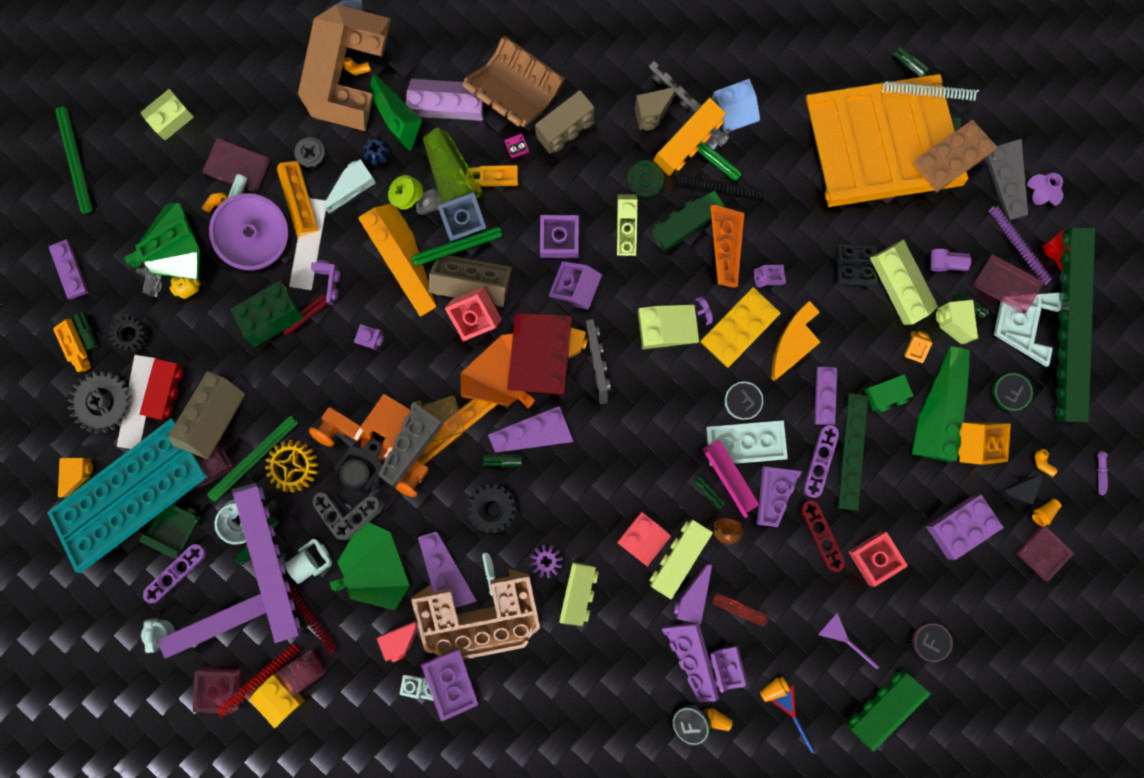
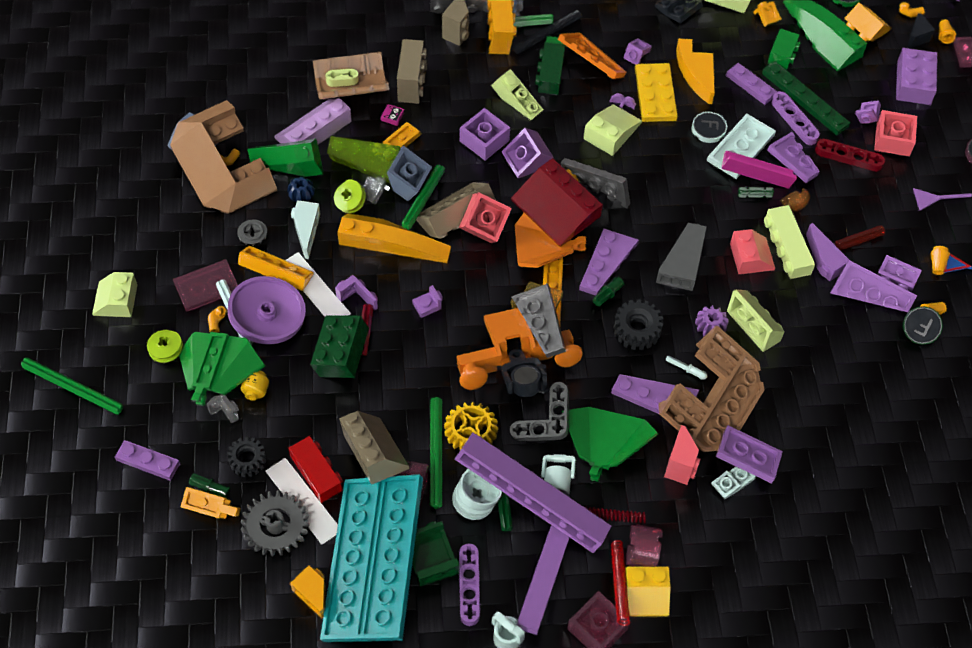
camera: 50 degrees left, 25 degrees down
(159, 190) = (164, 346): none -> lime piece
(511, 74) = (342, 77): none -> yellowish green beam
(585, 492) = (683, 260): none -> dark grey slope
(645, 179) = (495, 65): dark green tile -> none
(883, 518) = (869, 112): none -> medium lavender bracket

